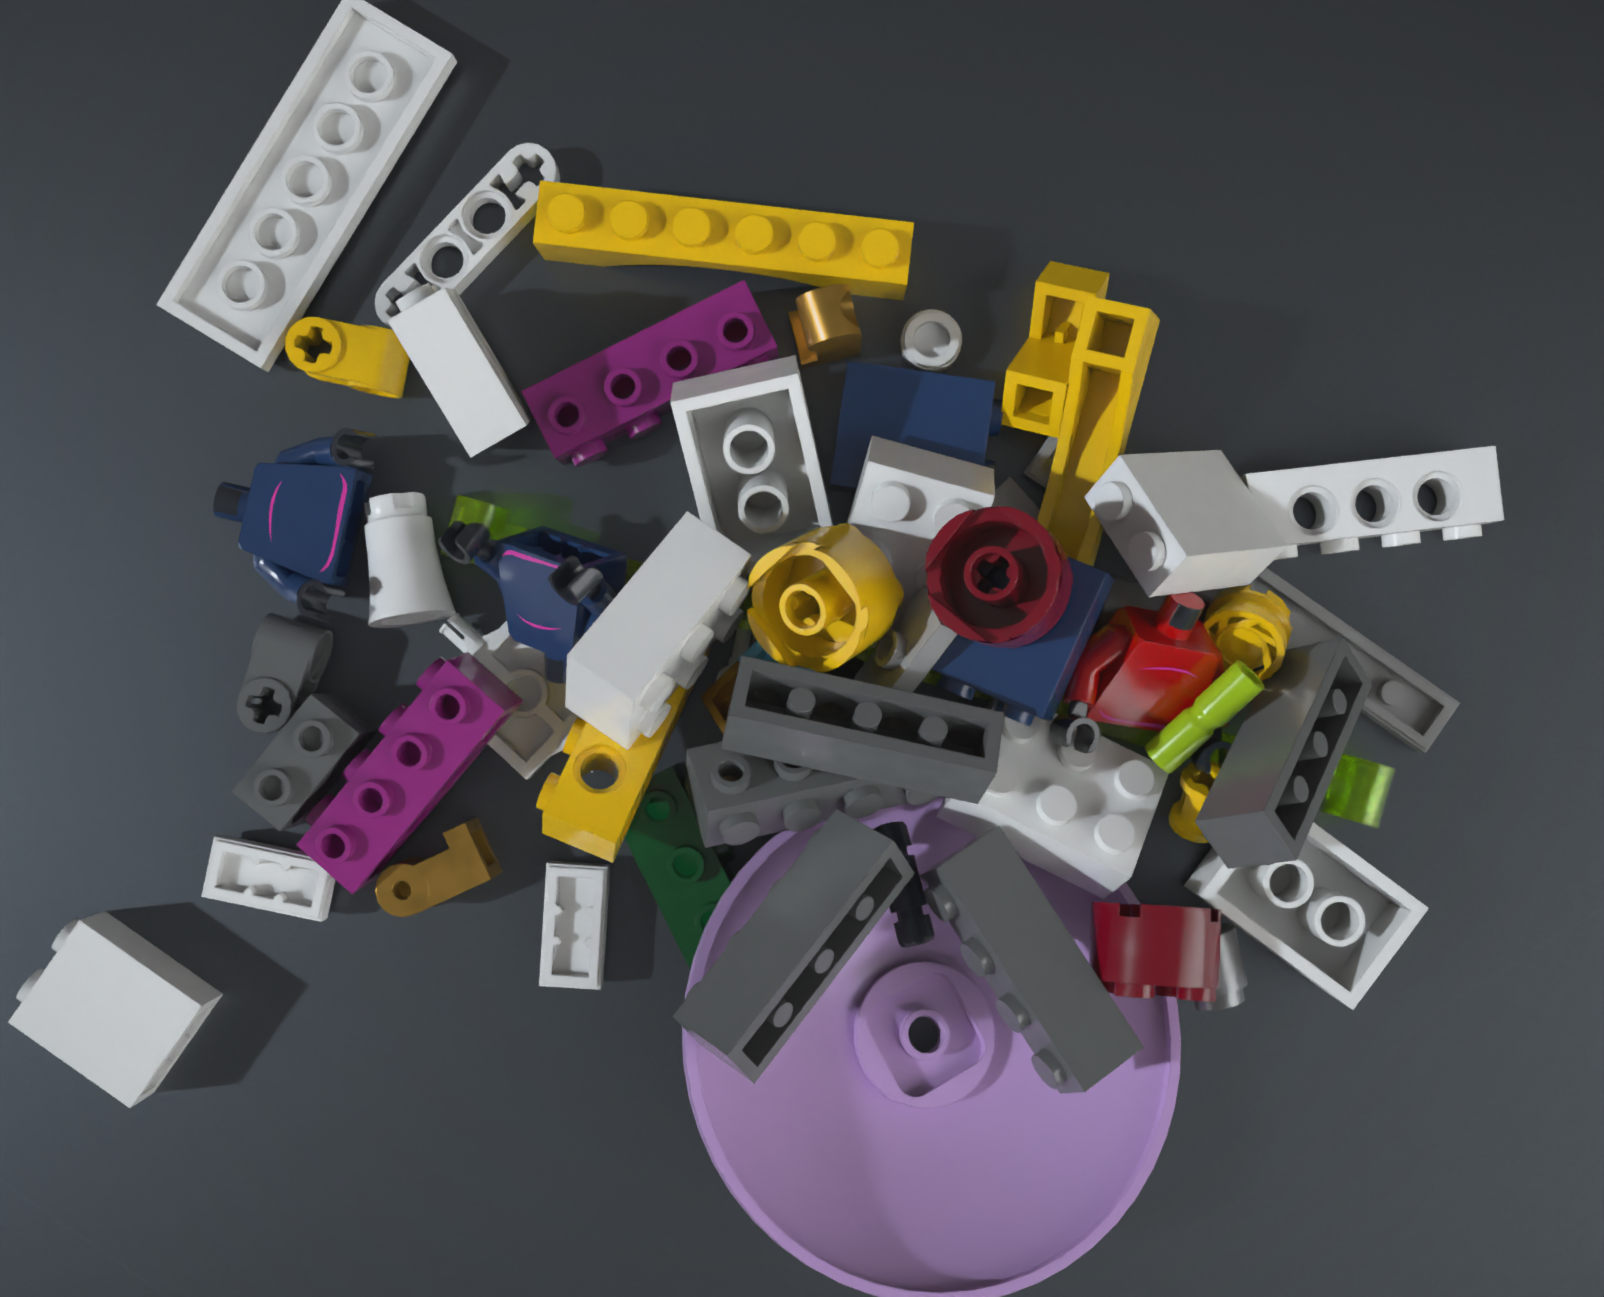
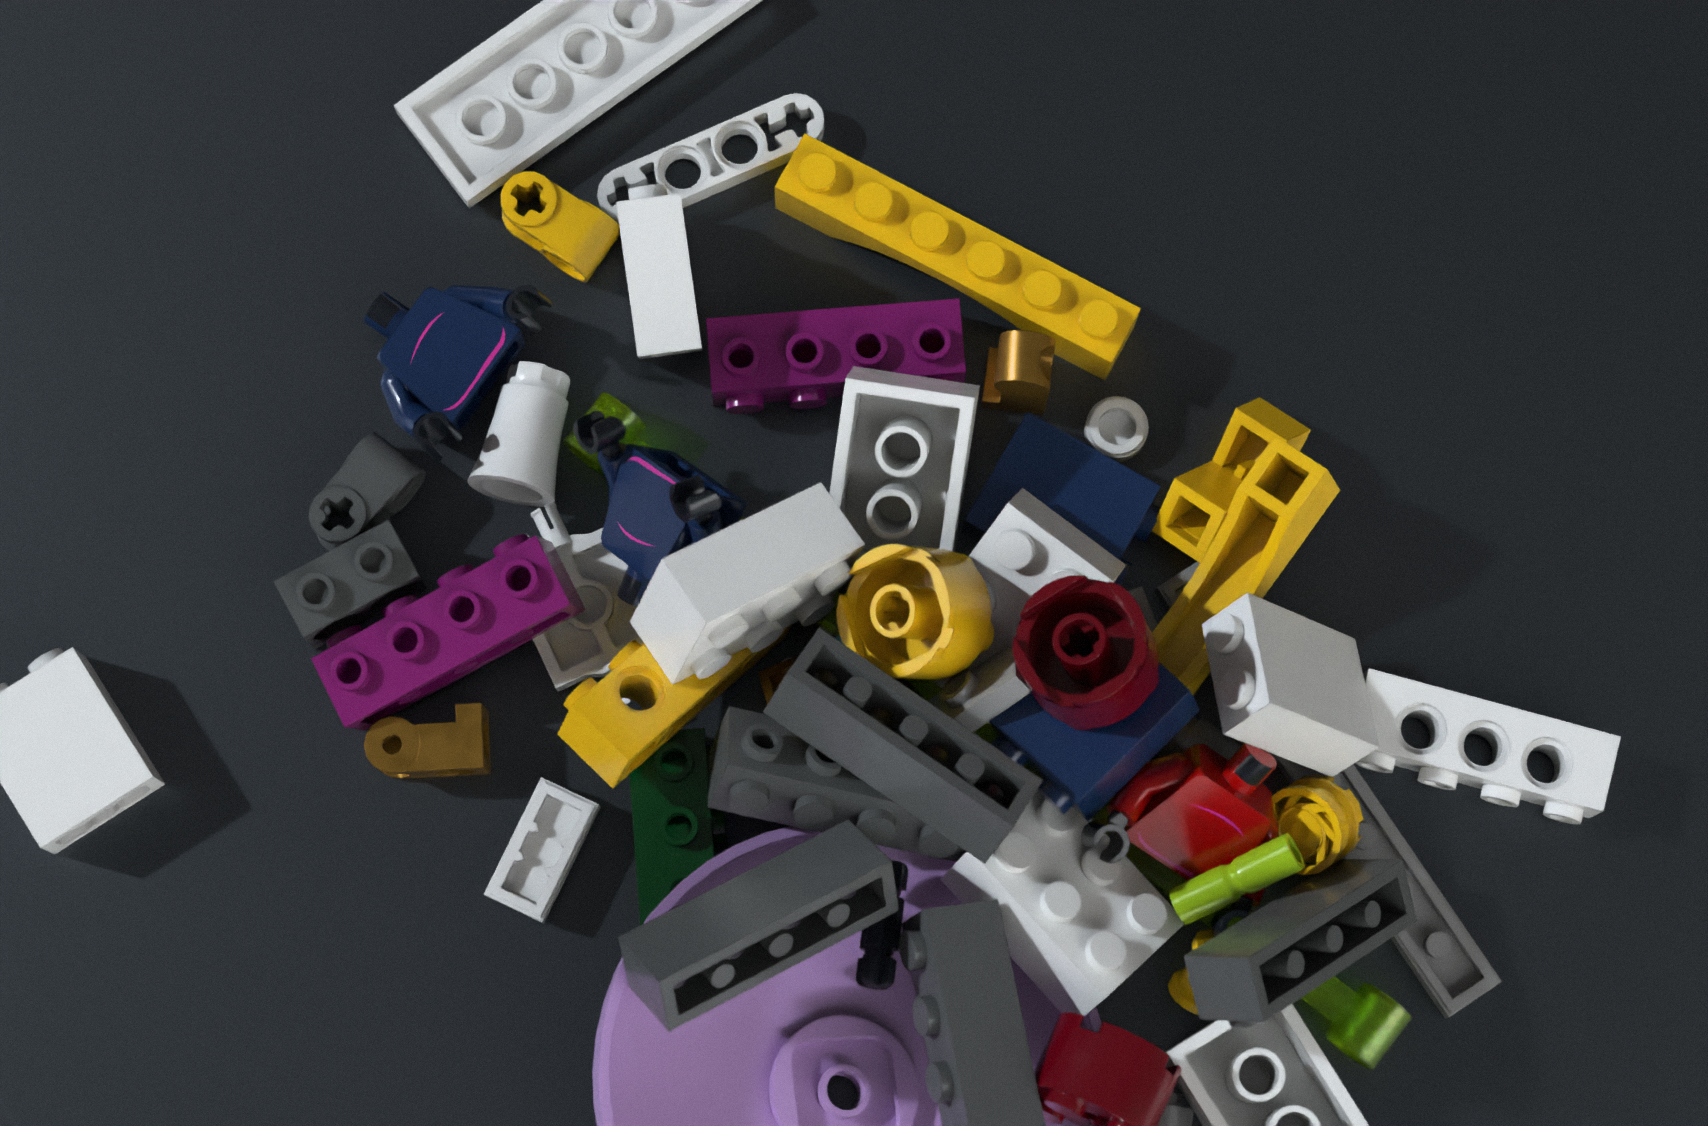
camera: 15 degrees right, 10 degrees down
(267, 878) = (265, 685): white plate -> none

